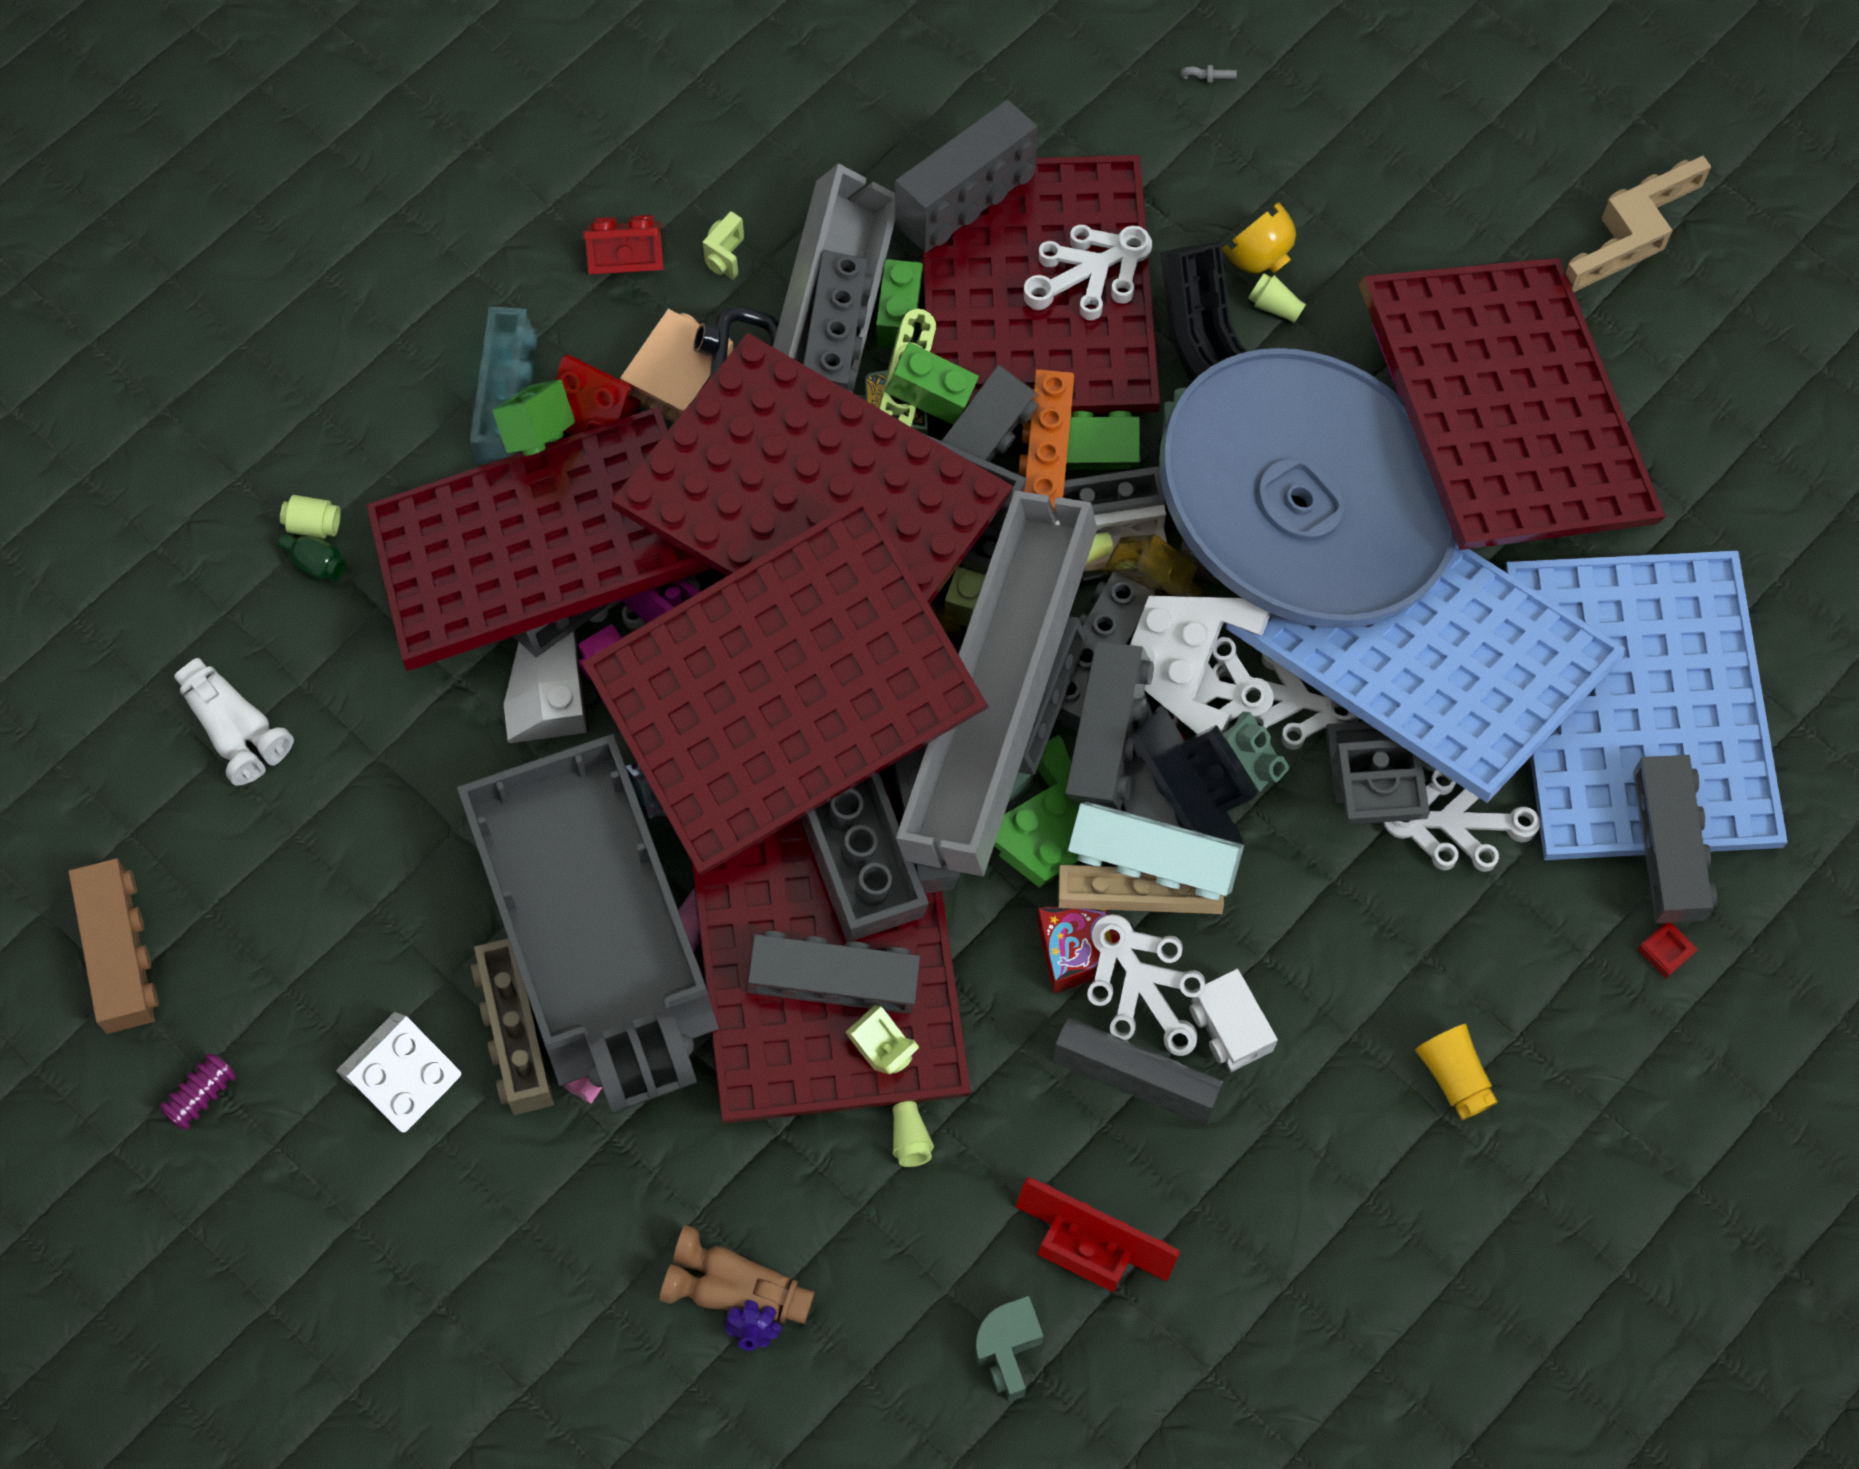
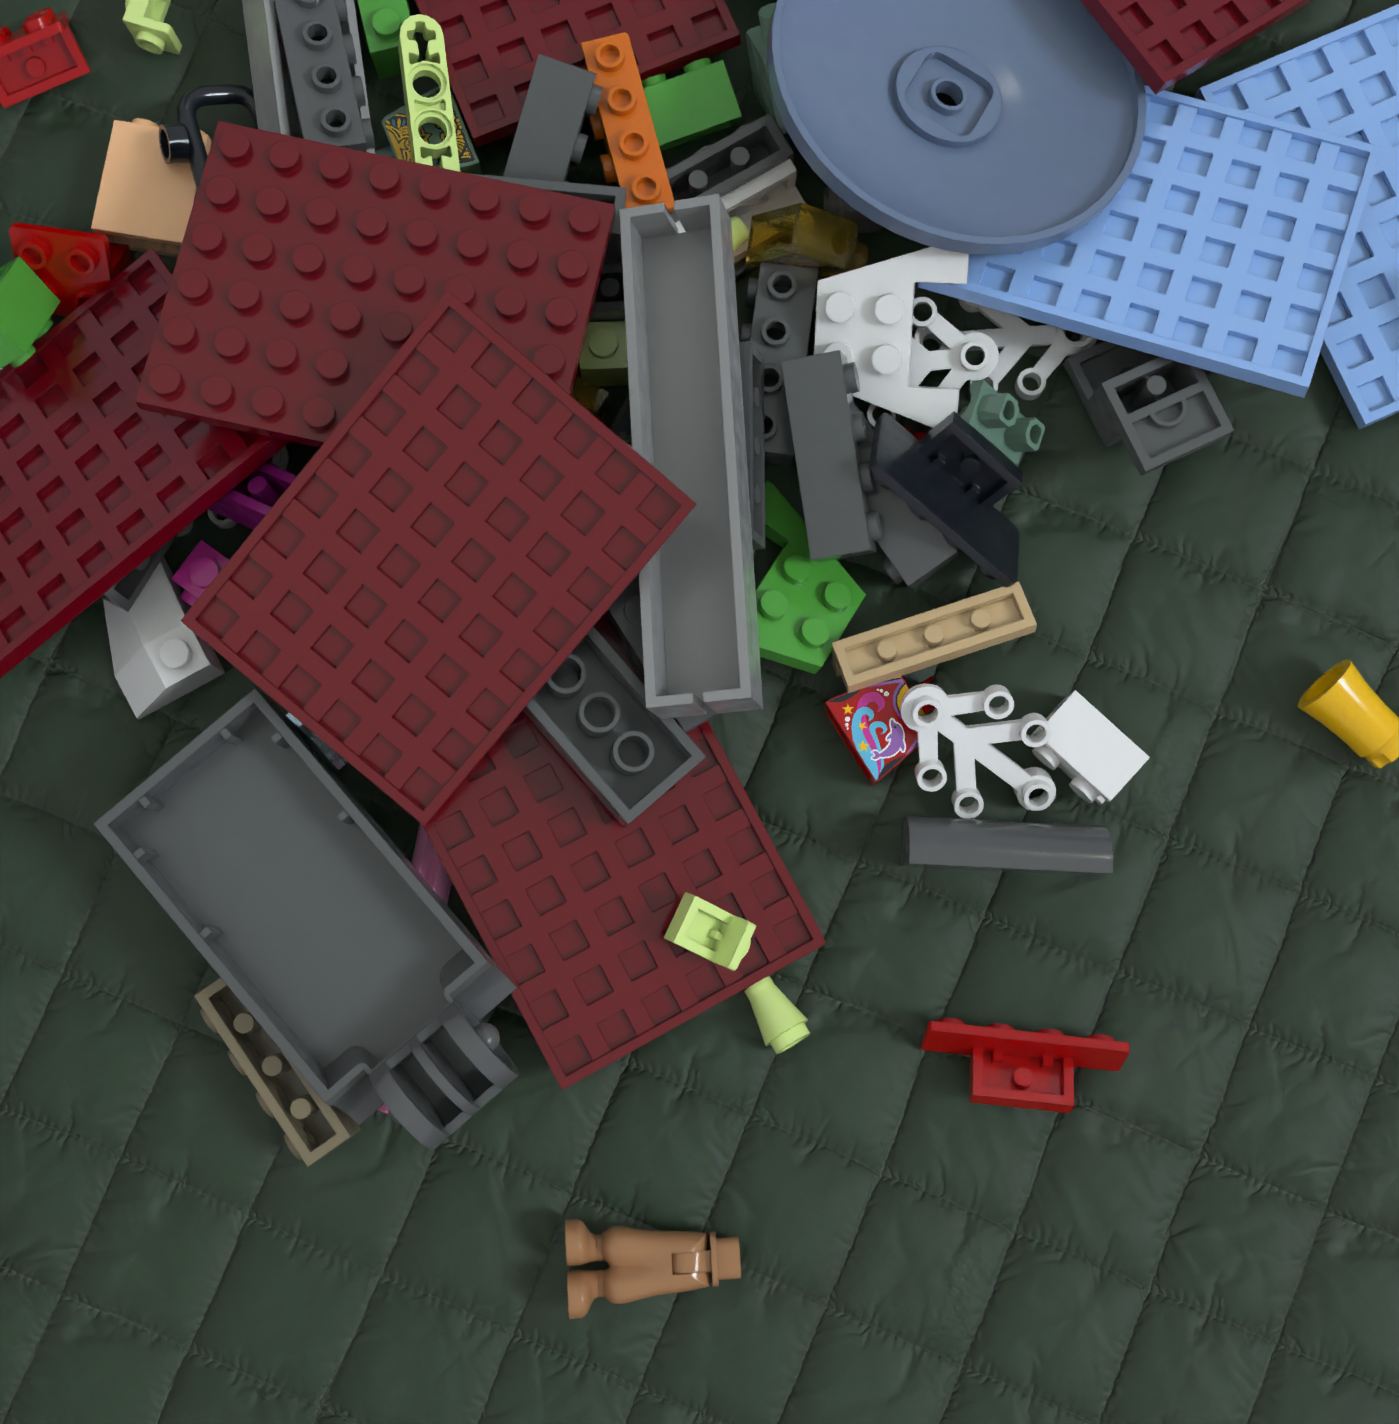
camera: 20 degrees left, 15 degrees up
(399, 1071) = (166, 1162): white bracket -> none
(752, 1326) = (685, 1308): dark purple plant -> none
(832, 972) = (623, 873): dark grey brick -> none
(931, 383) = (465, 105): bright green brick -> none
(1001, 1335) = (963, 1210): sand green brick -> none
(1155, 849) = (941, 590): light aqua brick -> none
(1455, 821) = (1249, 420): white plant -> none

